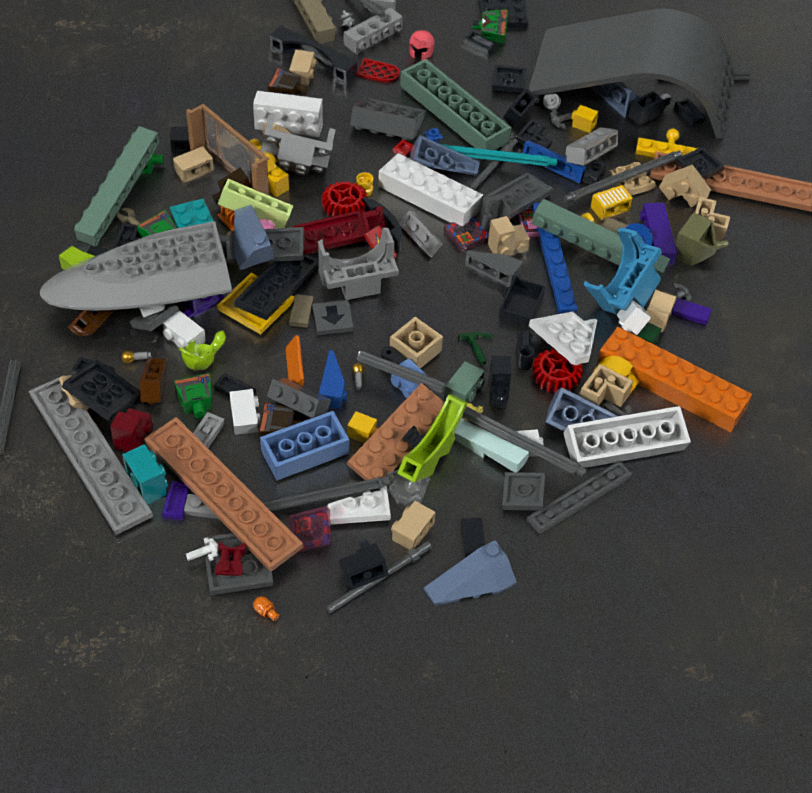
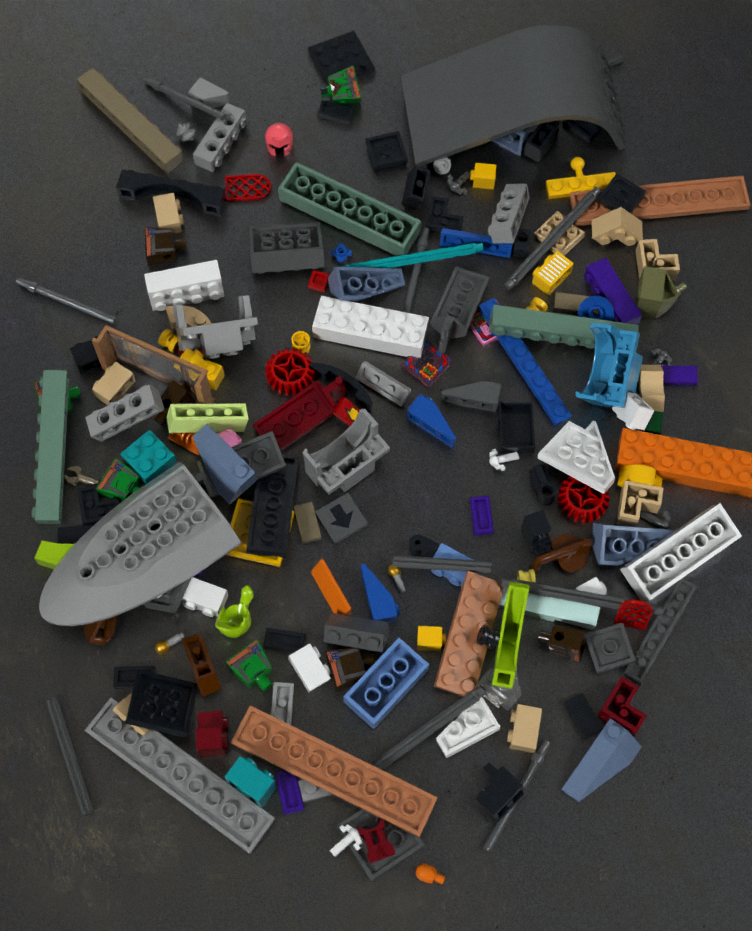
camera: 20 degrees left, 15 degrees up
(168, 84) = (36, 288): none -> dark grey bar
(189, 181) = (112, 418): none -> light grey brick
(312, 527) = (433, 771): clear pink tile -> none
(417, 342) = (439, 520): tan brick -> none
(446, 268) = (428, 417): none -> blue slope
(458, 354) = (481, 515): none -> dark purple tile
(465, 382) = (504, 547): sand green brick -> none
(471, 336) = (495, 499): dark green piece -> none
(484, 471) = (564, 642): none -> dark brown torso
(493, 321) = (496, 460): none -> white piece
(506, 238) = (472, 359): tan brick -> none
(511, 537) = (619, 708): none -> dark red brick
(523, 407) = (569, 552): none -> reddish brown piece
(570, 468) = (636, 624): none -> red window

